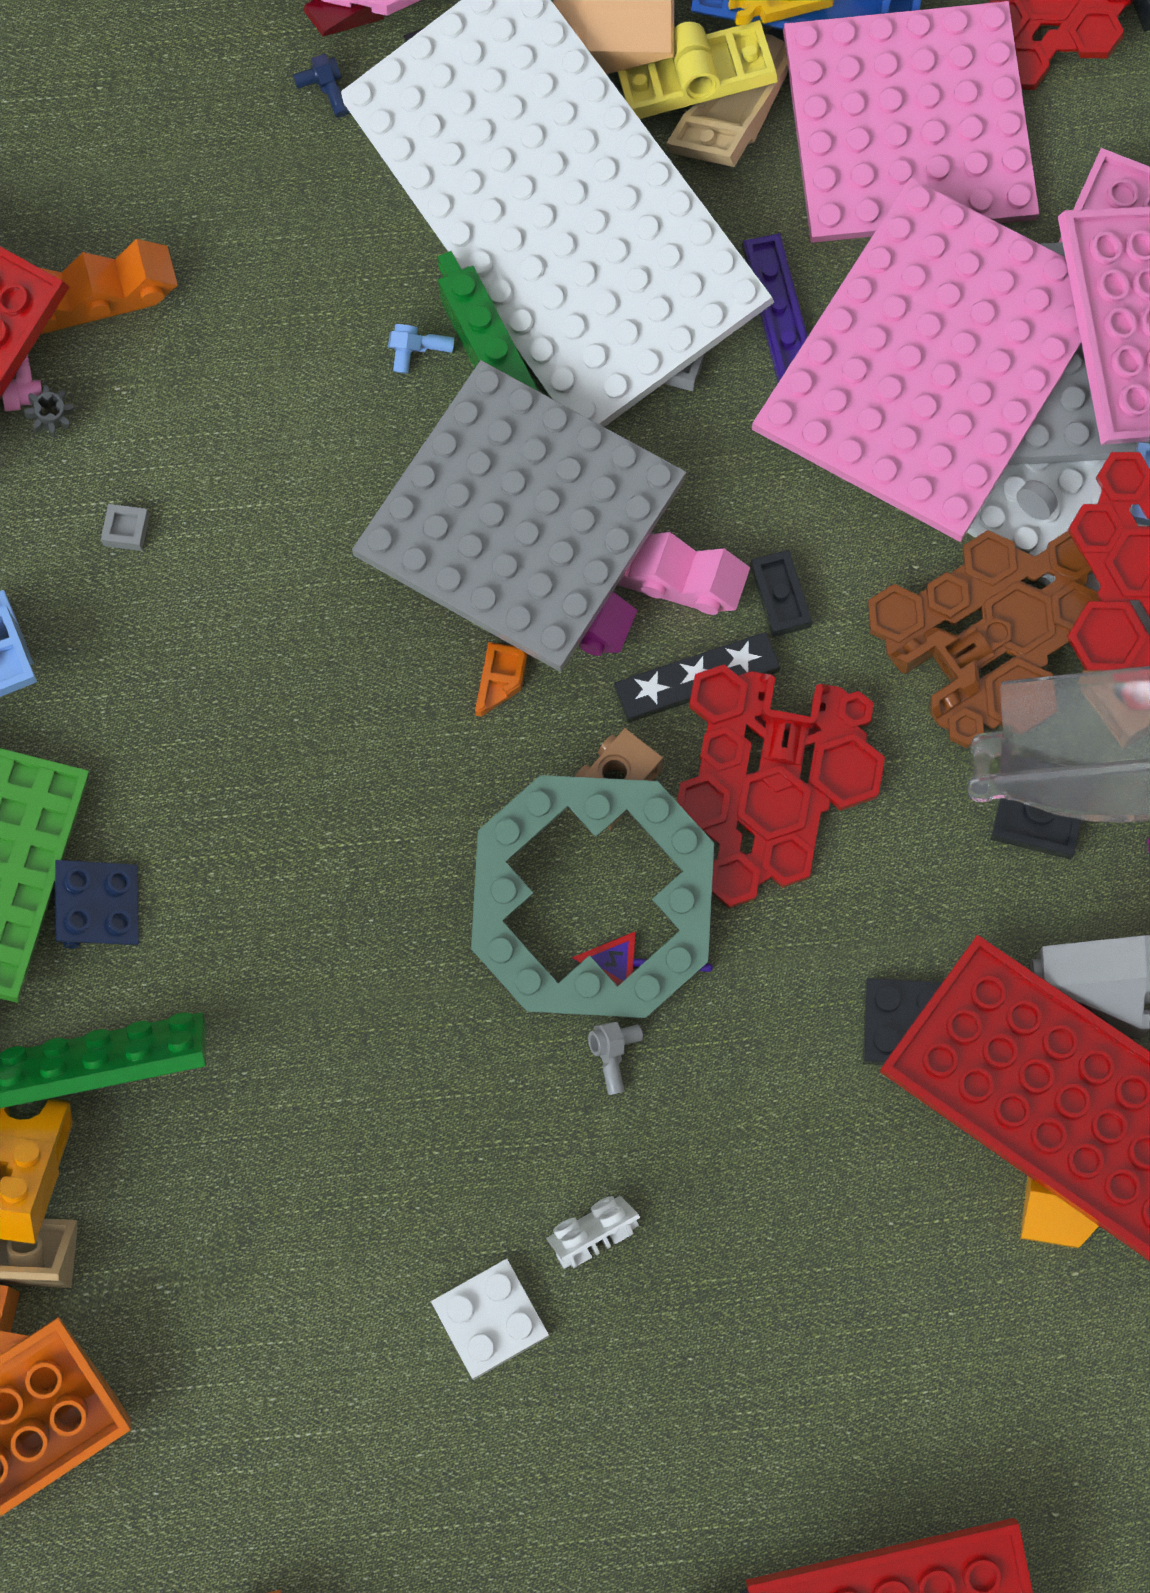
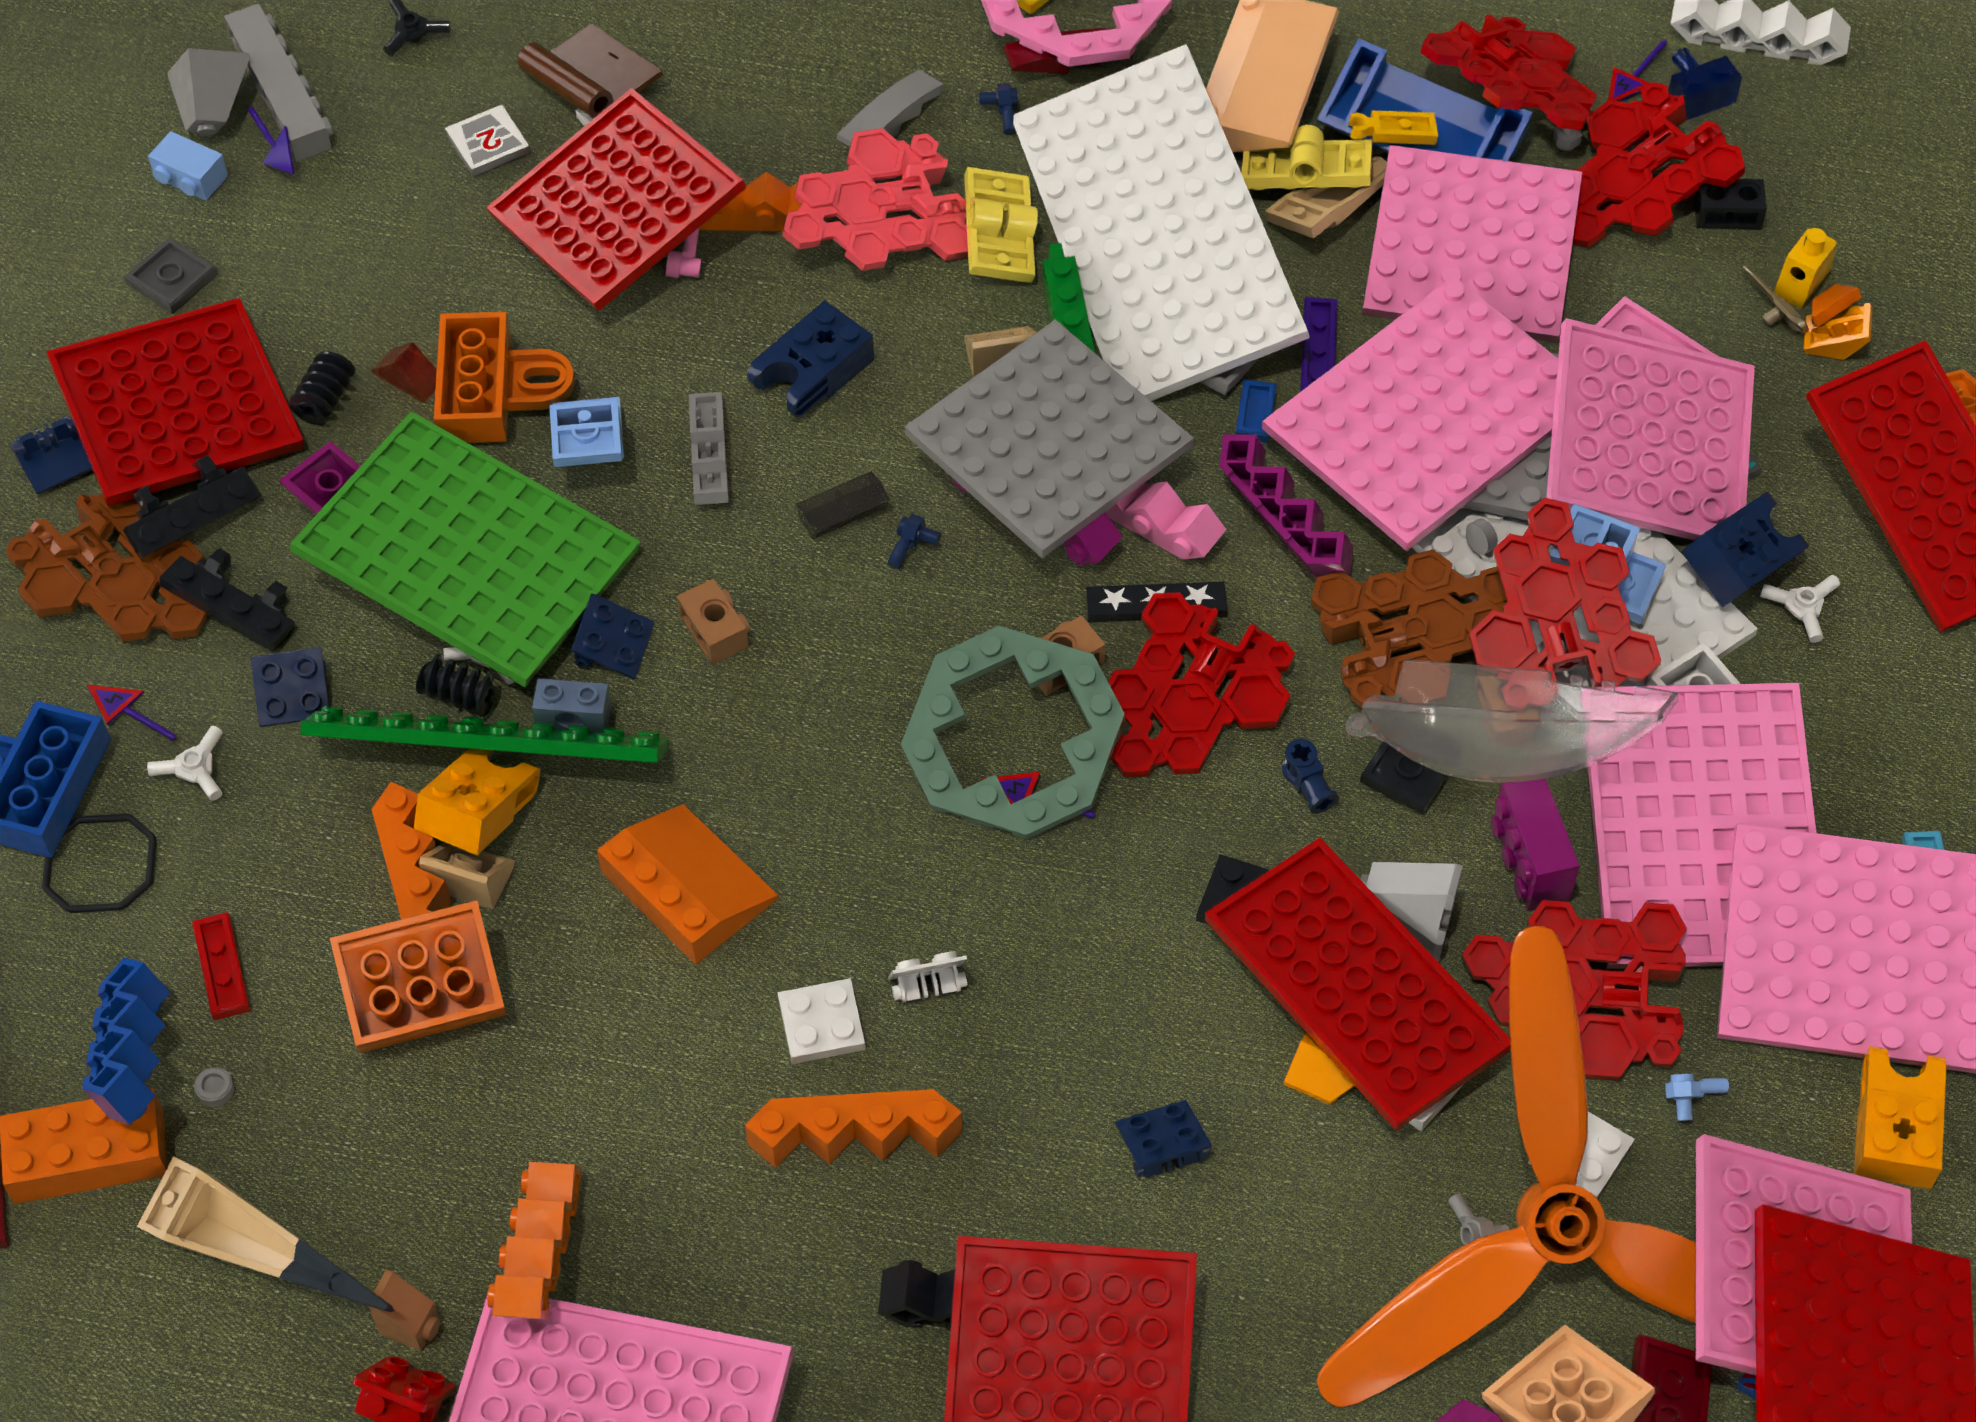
camera: 15 degrees right, 15 degrees down
(50, 421) = (695, 281): dark grey gear -> none
(79, 1009) = (572, 704): none -> sand blue brick
(125, 527) = (730, 380): light grey tile -> none
(128, 625) = (708, 448): none -> light grey slope
(196, 127) = (894, 106): none -> light grey slope
(208, 260) = (864, 204): none -> coral piece
(213, 474) = (815, 357): none -> dark blue brick
(217, 871) = (715, 638): none -> medium nougat brick
(282, 1188) = (685, 880): none -> orange slope
(305, 654) = (842, 504): none -> clear smoke piece
(371, 242) = (1000, 225): none -> light yellow plate
(395, 668) = (911, 532): none -> dark blue piece
(405, 340) = (1004, 301): light blue piece -> none
(419, 401) = (988, 347): none -> tan slope
(501, 676) = (995, 561): orange tile -> none
(546, 1449) = (834, 1121): none -> orange brick
(608, 1043) = (989, 844): light grey piece -> none
(731, 401) = (1255, 406): none -> blue tile
(780, 593) = (1246, 557): black plate -> none
(786, 511) = (1293, 520): none -> magenta brick
(913, 1349) = (1163, 1136): none -> dark blue hinge
(934, 852) = (1306, 774): none -> dark blue connector

